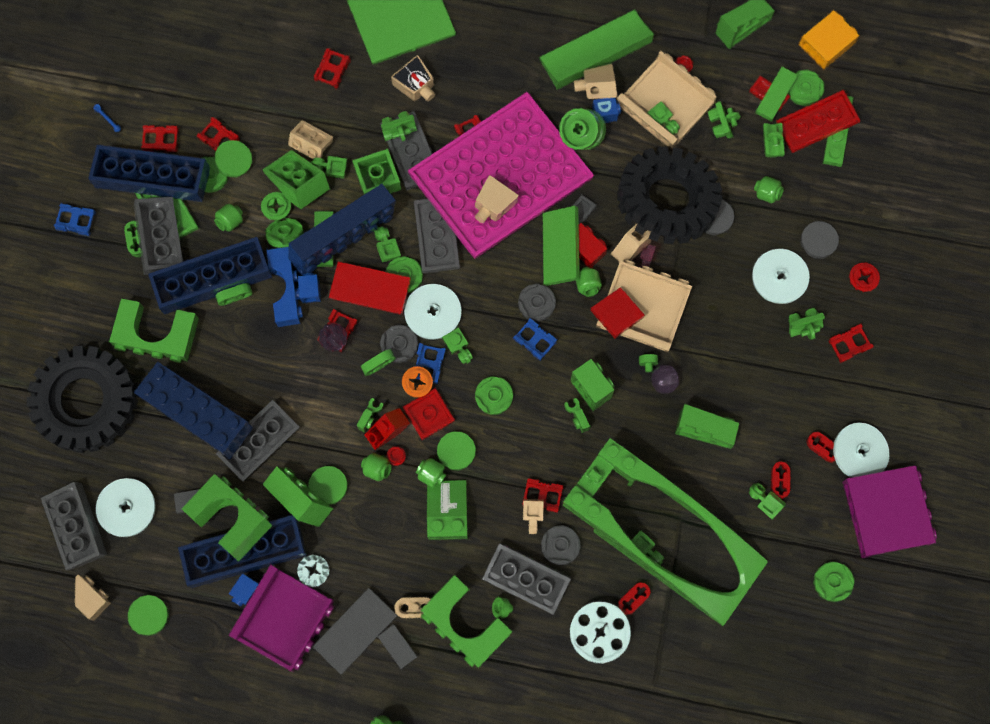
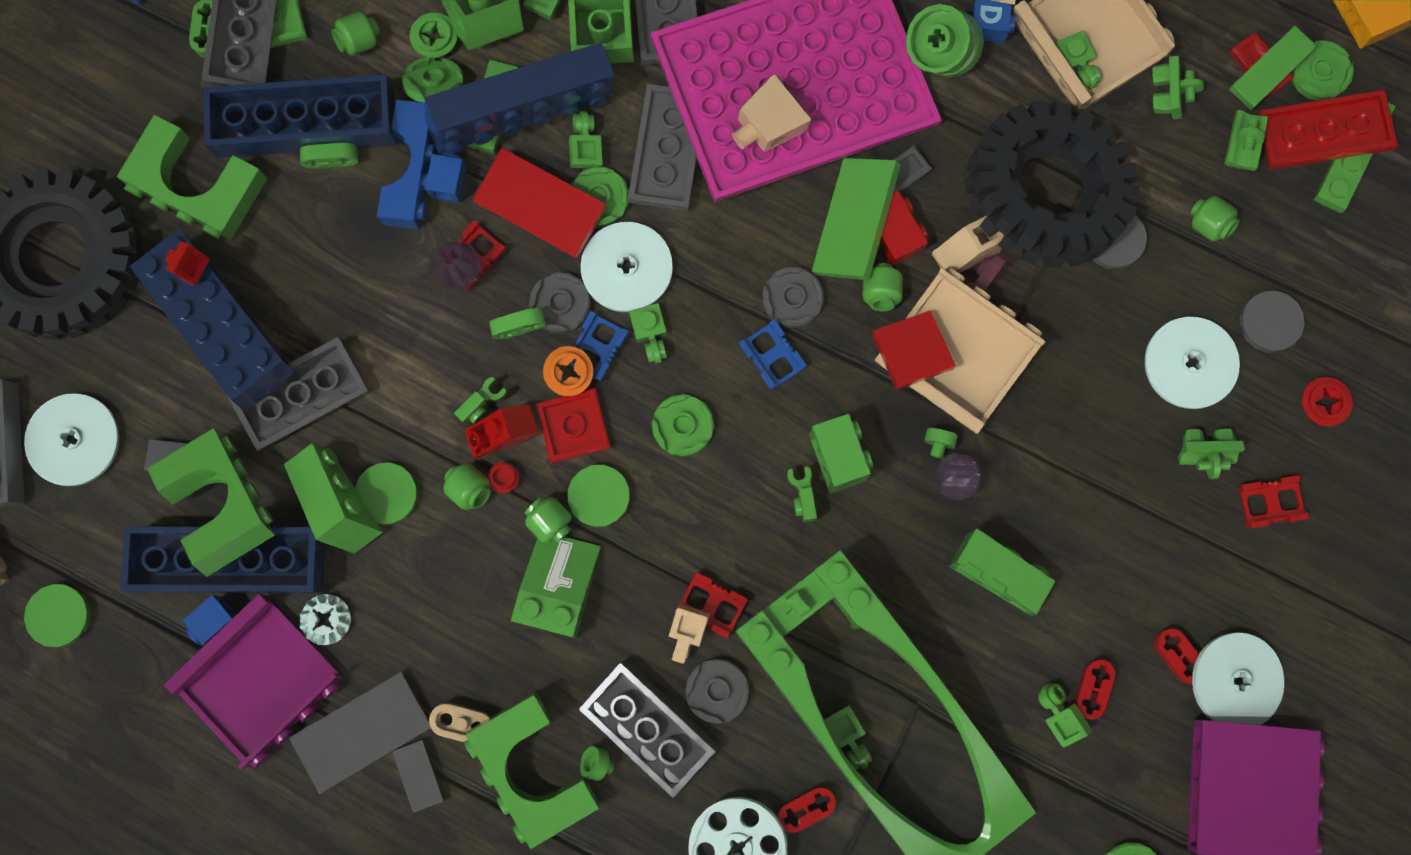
camera: 20 degrees right, 5 degrees up
(171, 379) = (186, 263): none -> red tile

